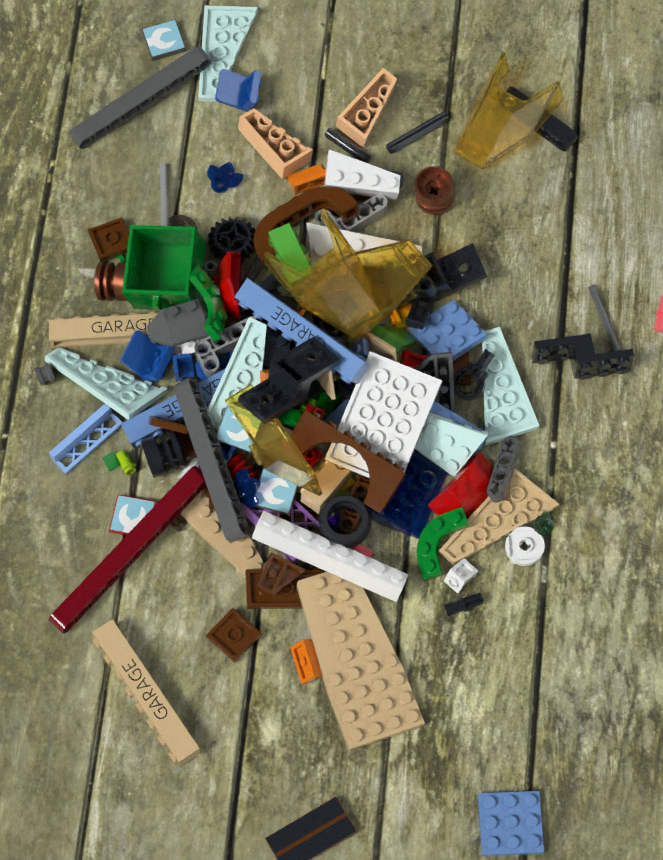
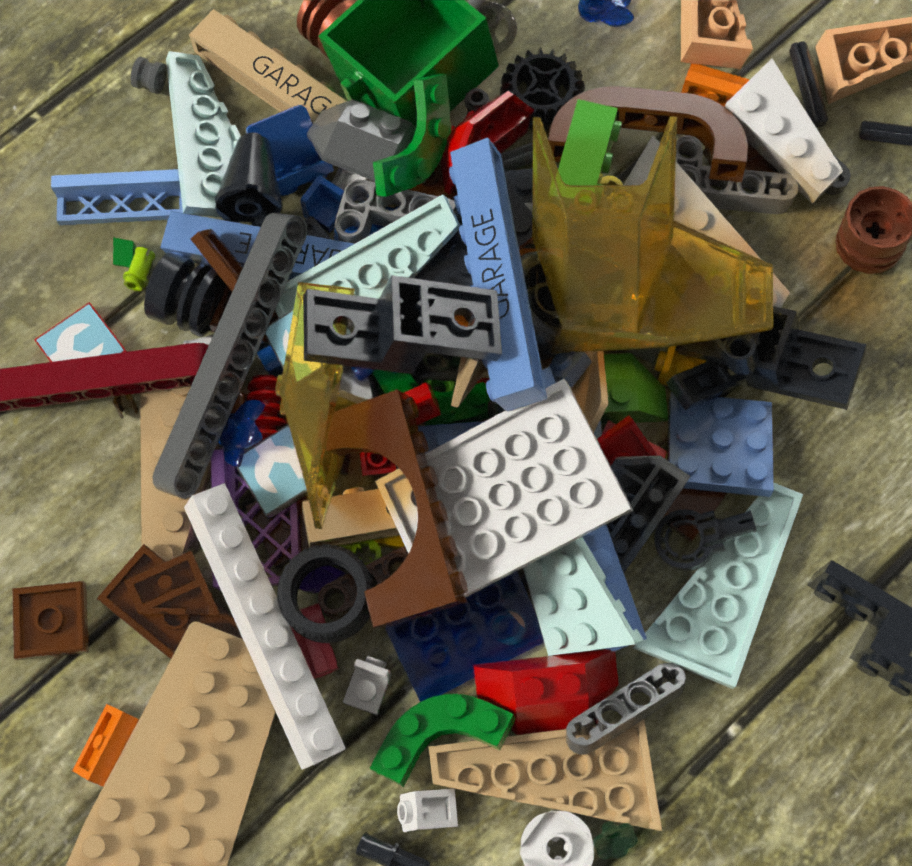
camera: 40 degrees right, 5 degrees up
(148, 381) = (250, 183): none -> black cone
(391, 548) = (368, 685): none -> white bracket

